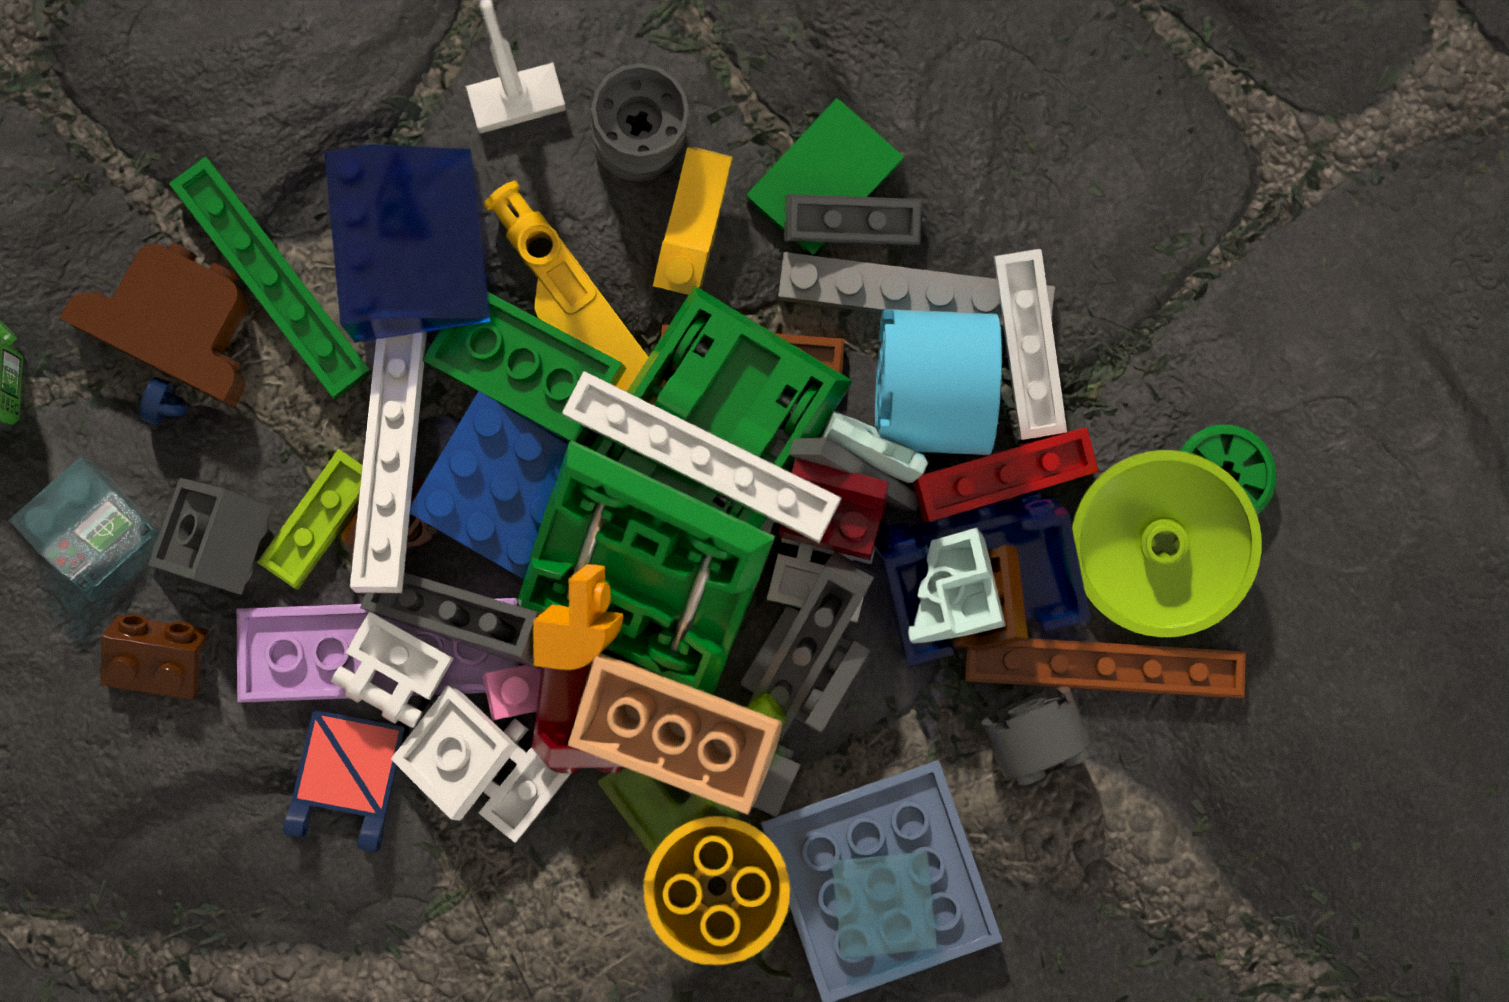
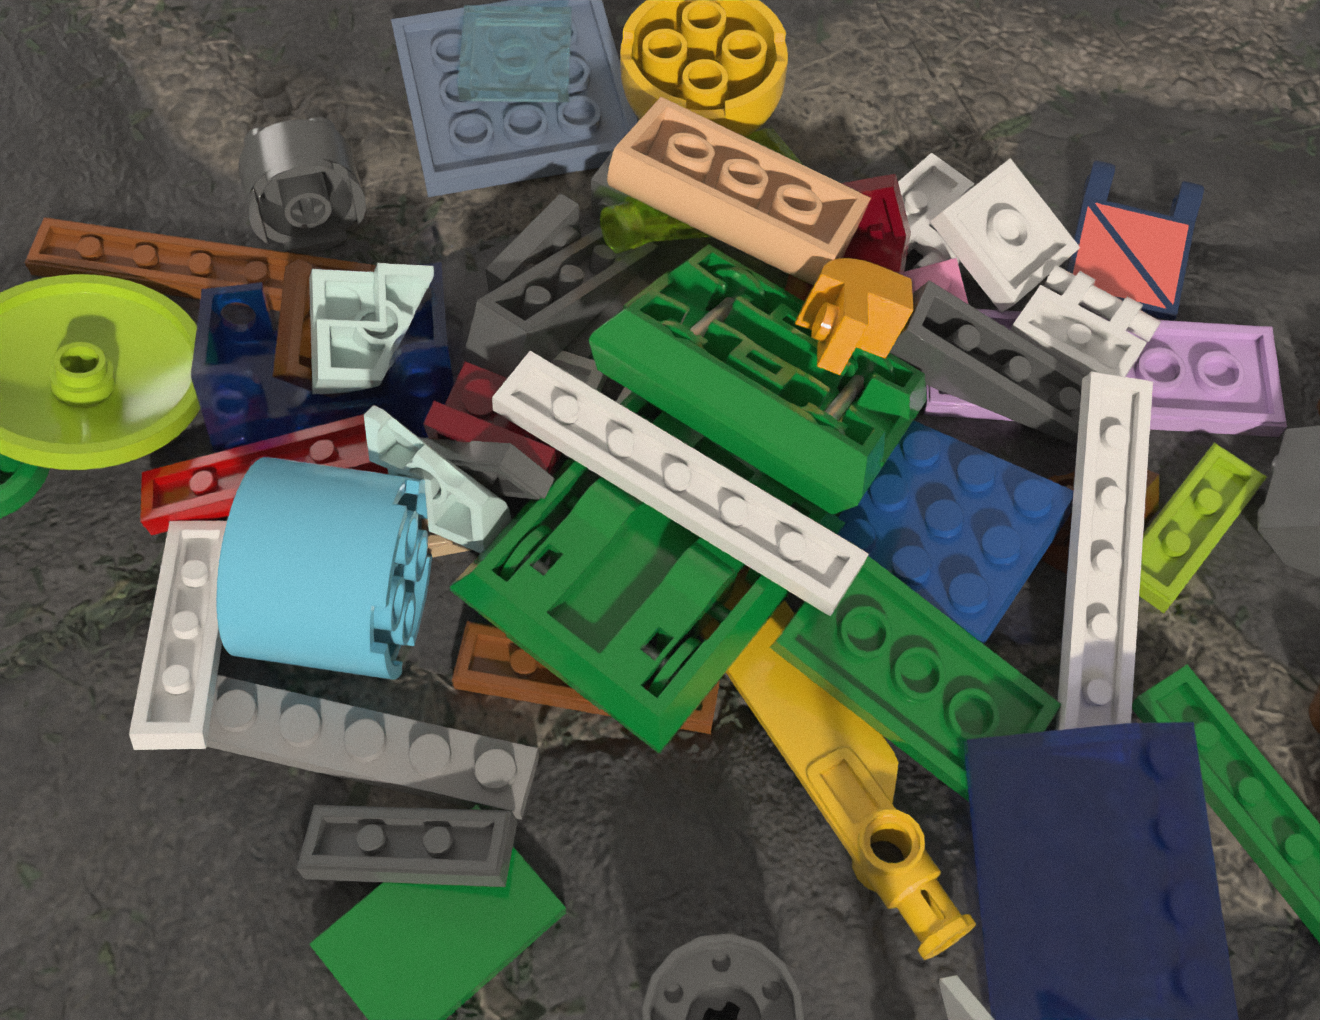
camera: 170 degrees left, 20 degrees down
(693, 221) = (650, 866): yellow slope -> none

